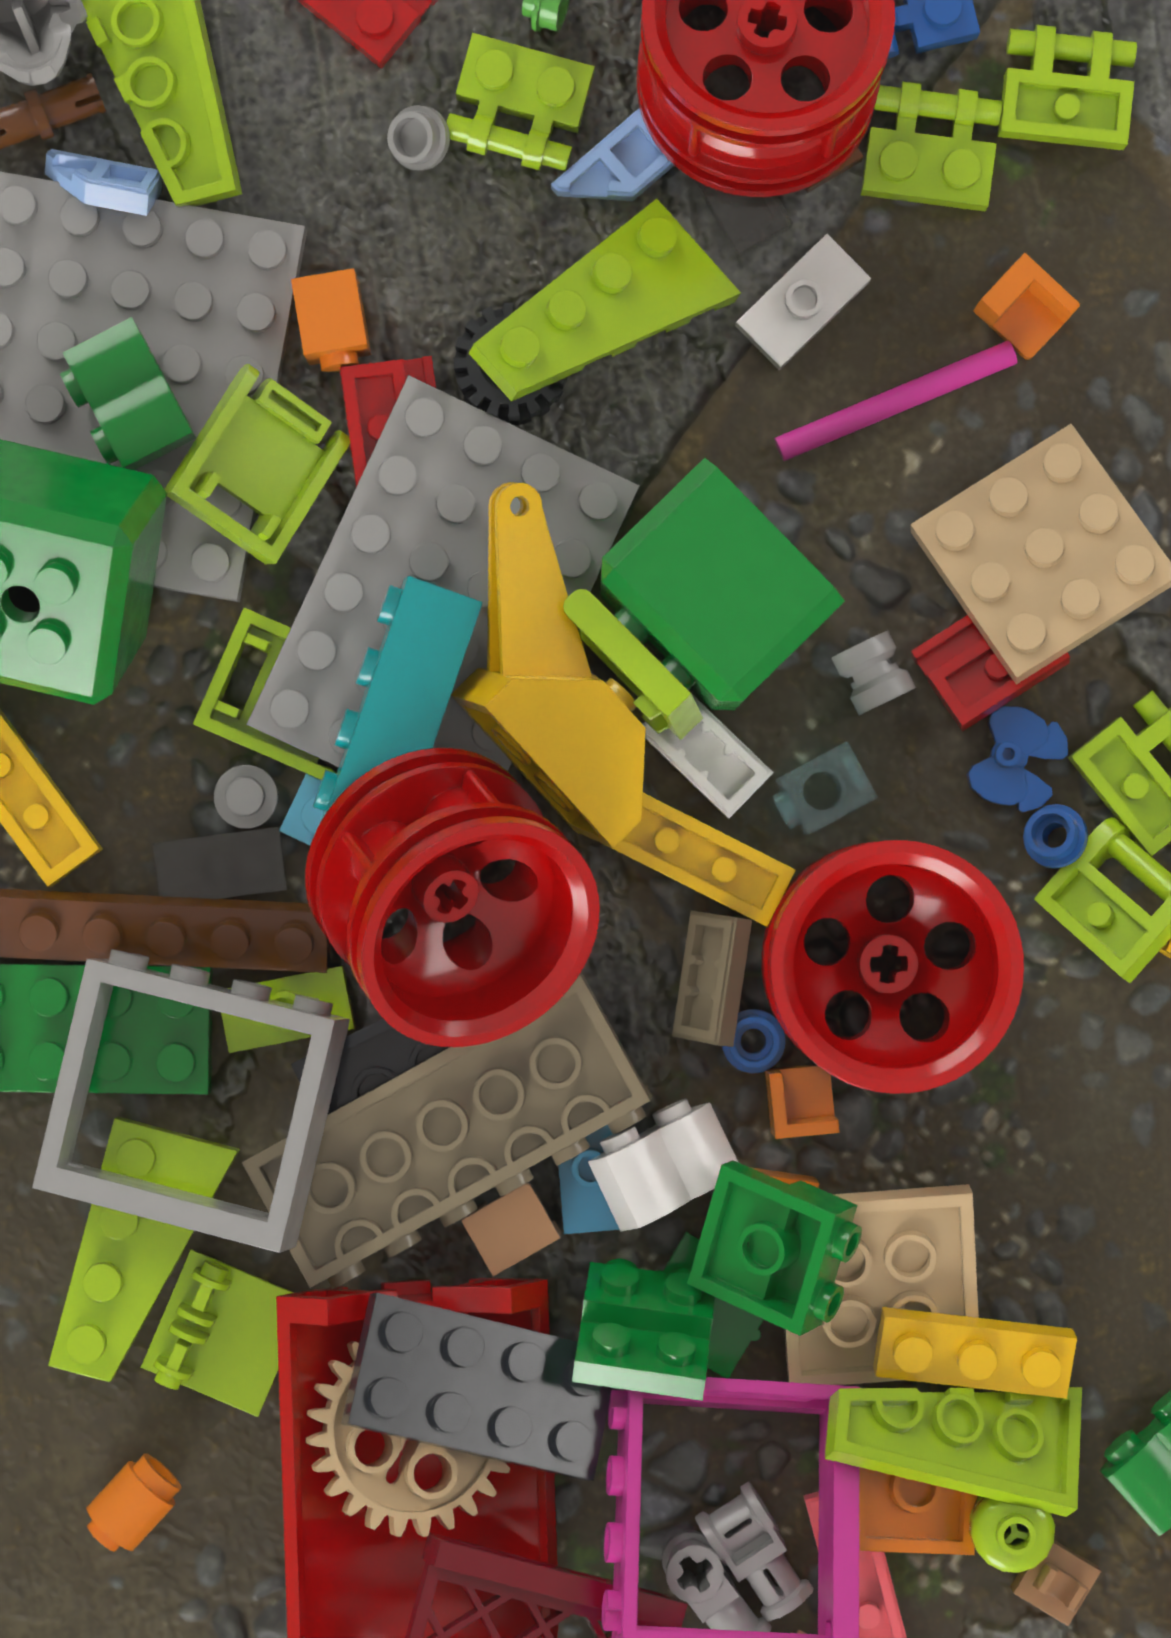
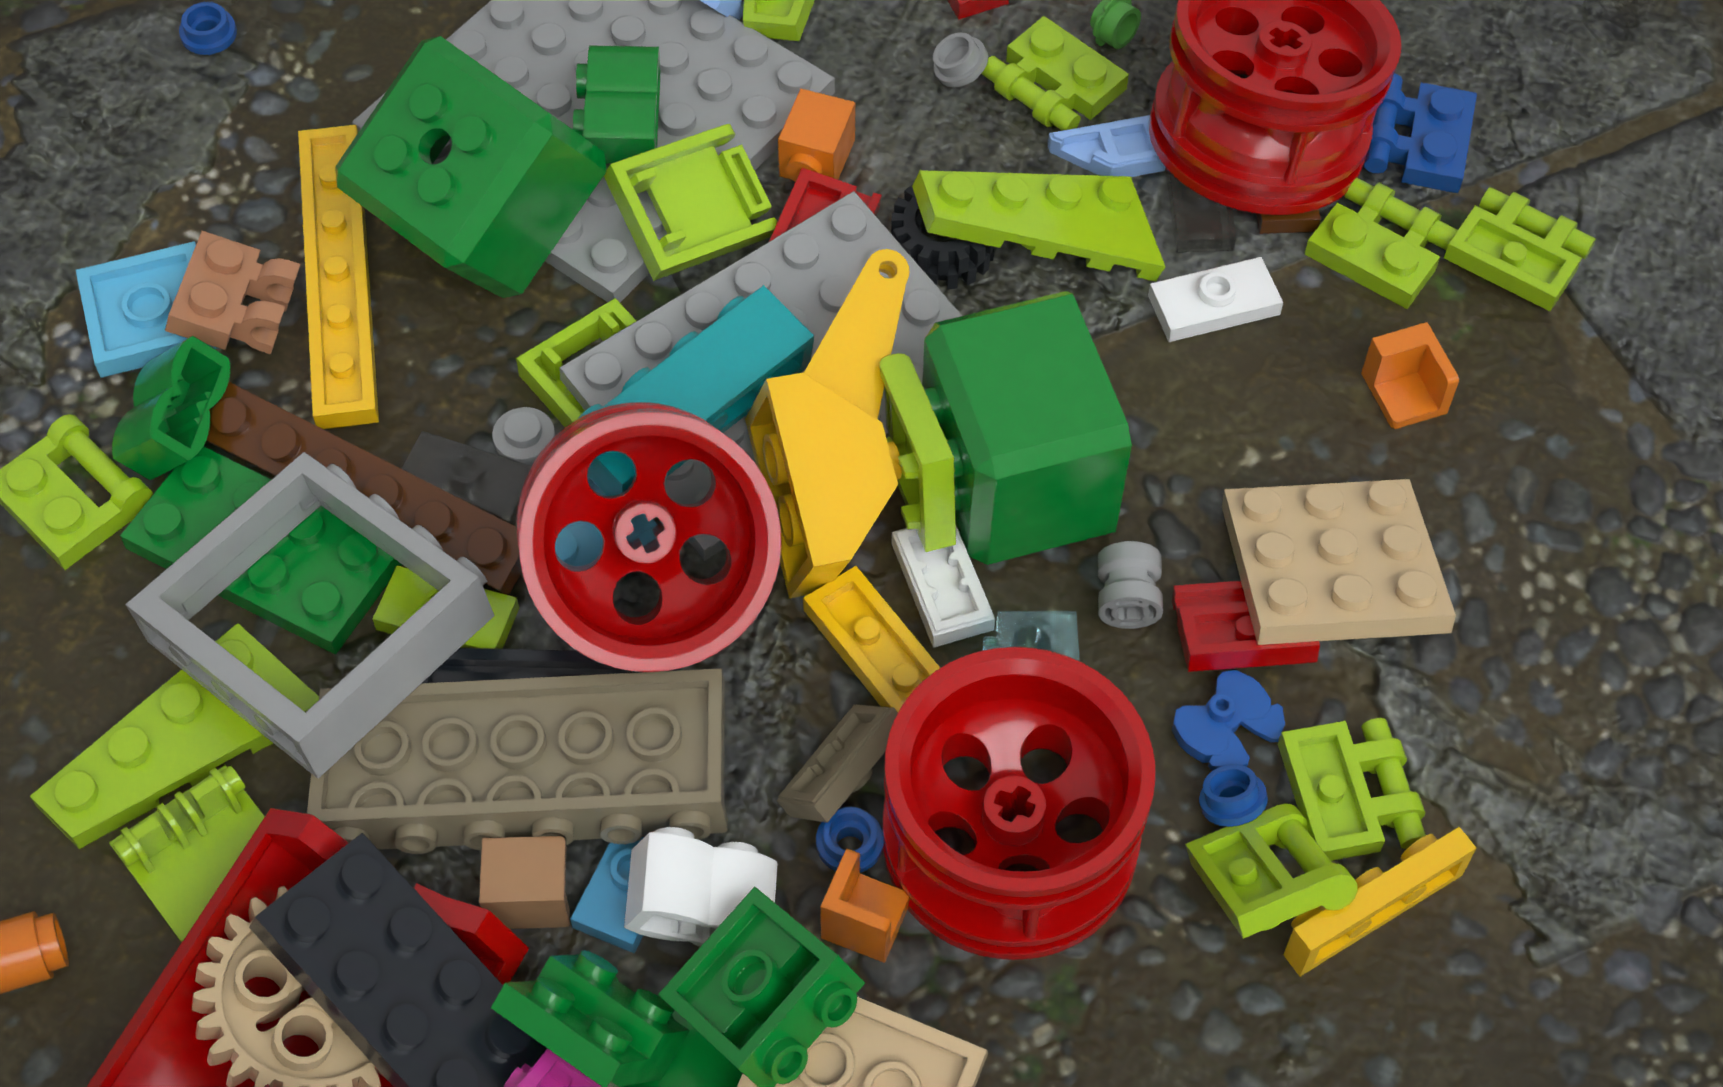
camera: 25 degrees right, 30 degrees down
(896, 400) = (1260, 401): dark pink bar -> none

